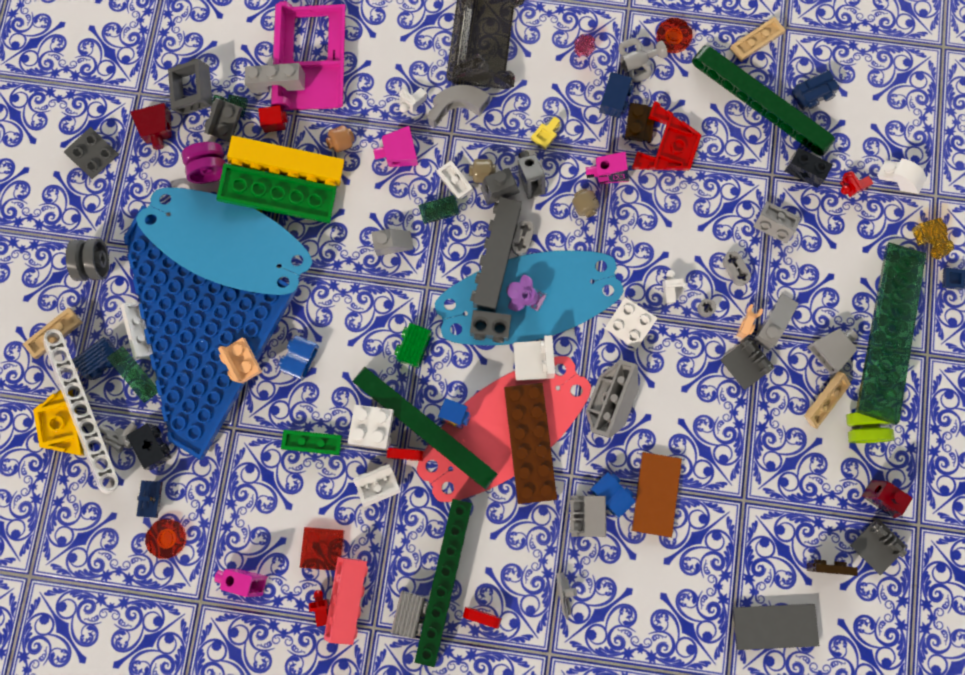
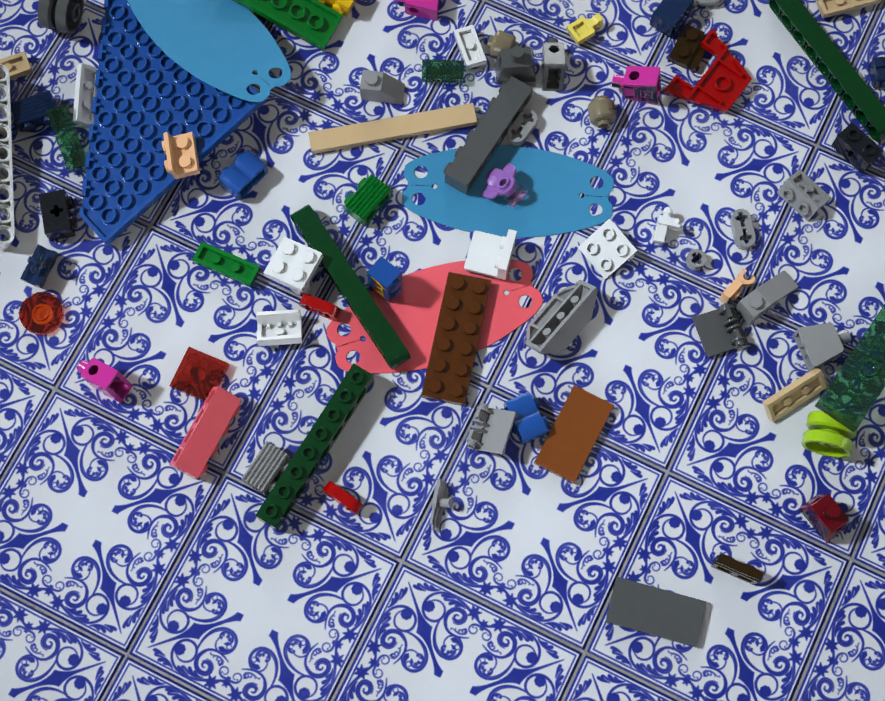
camera: 15 degrees right, 5 degrees down
(118, 437) = (28, 197): light grey piece -> none
(320, 608) = (176, 433): red piece -> none
(412, 274) = (392, 128): none -> tan tile
(491, 320) = (459, 200): dark grey brick -> none
(879, 546) = (798, 565): dark grey hinge -> none

